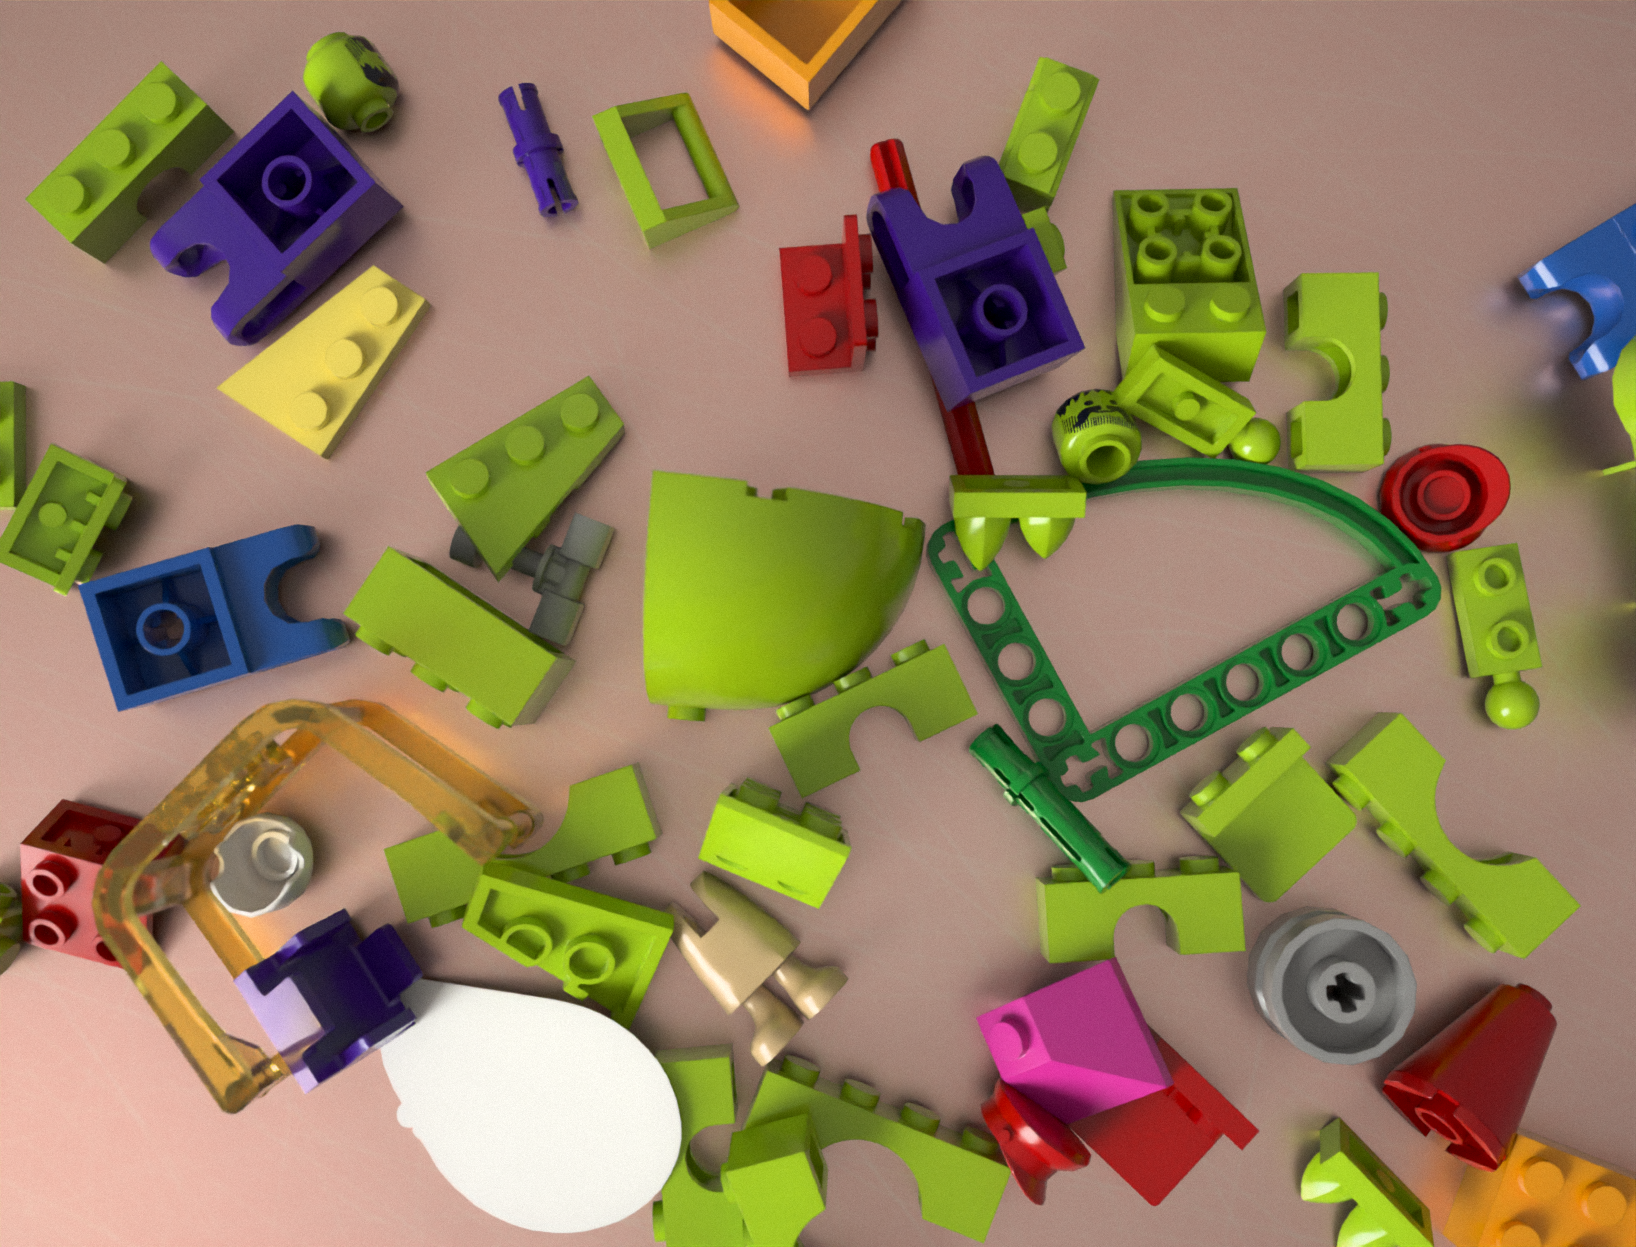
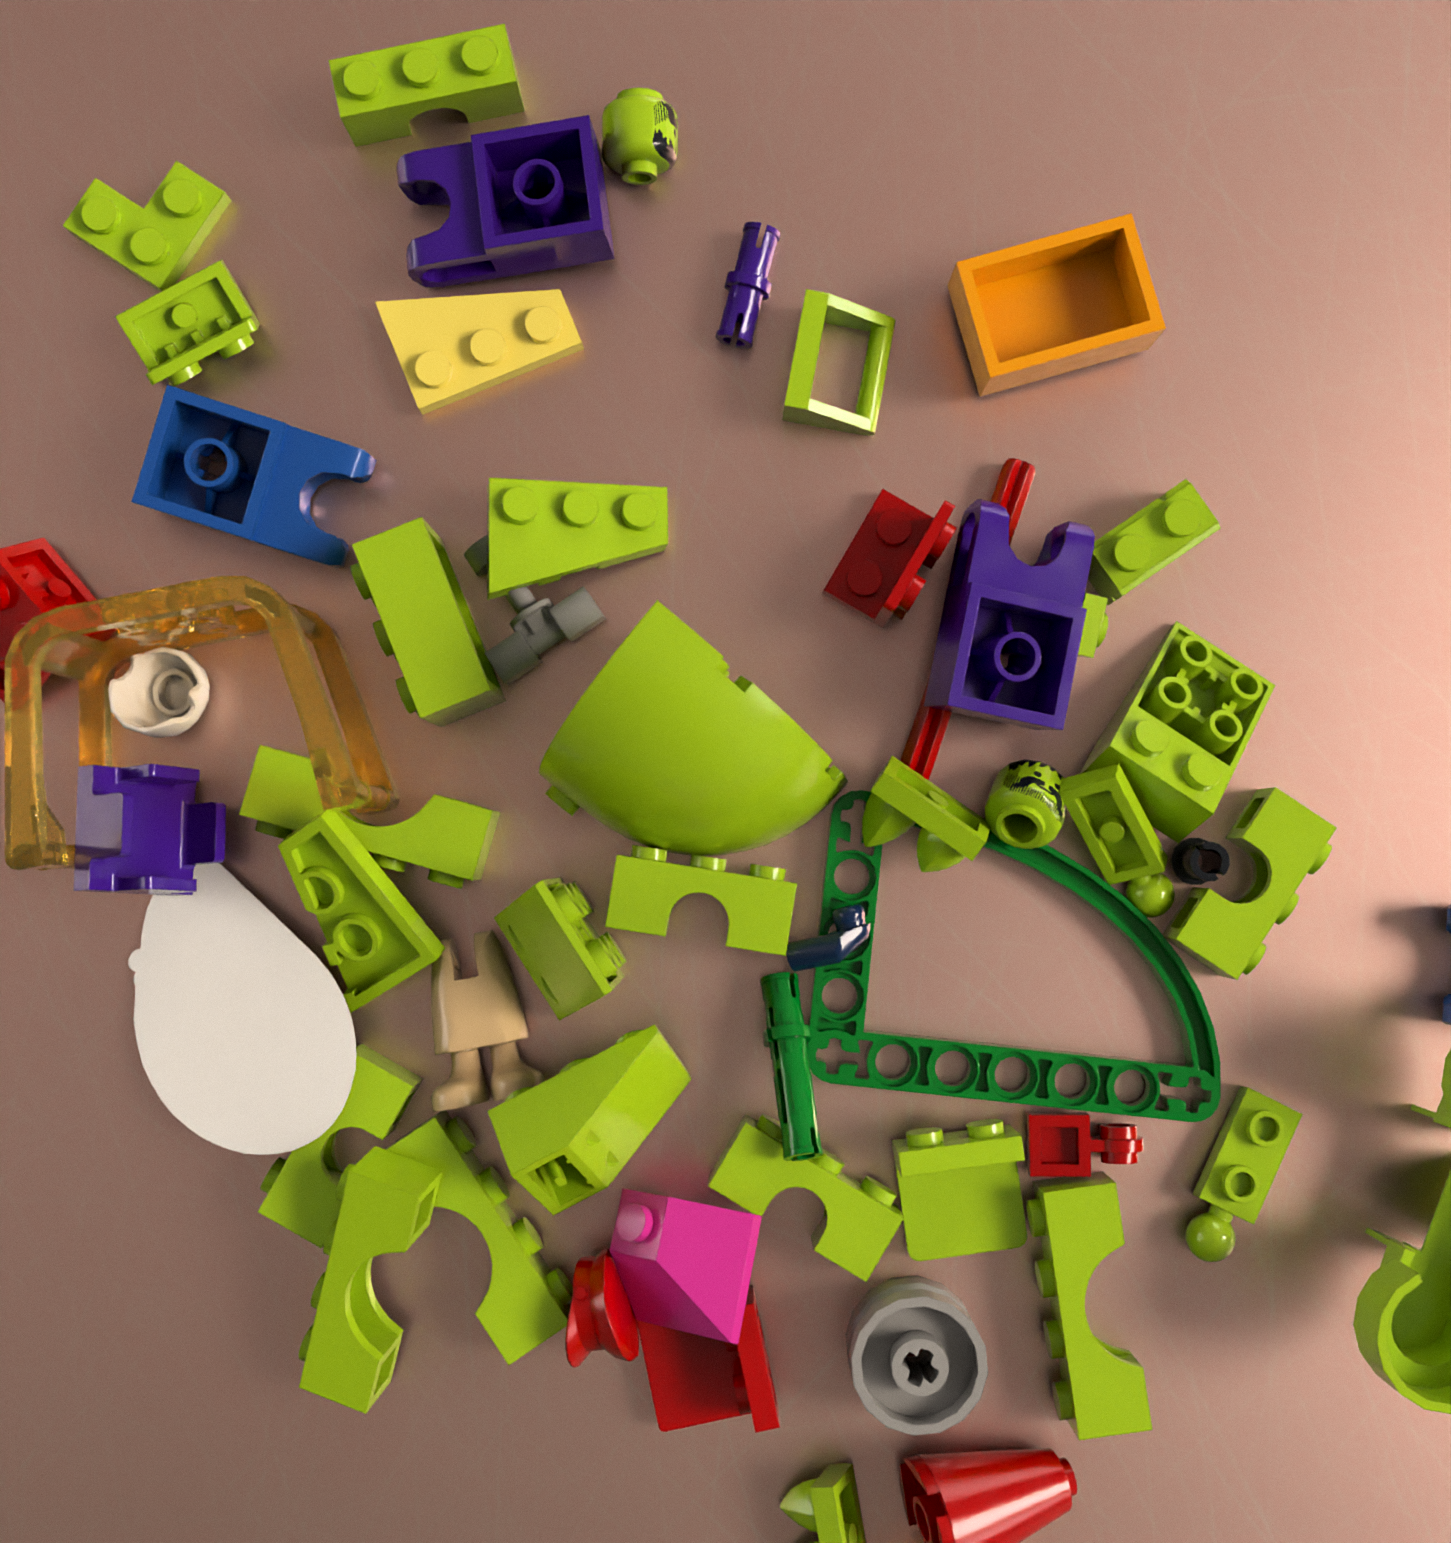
camera: 40 degrees right, 0 degrees up
(905, 977) = (588, 1119): none -> lime slope
(1015, 676) = (832, 947): none -> dark blue arm
(1278, 384) = (1185, 861): none -> black pin
(1331, 712) = (1062, 1144): none -> red plate
(1445, 494) = (1270, 1037): red piece -> none

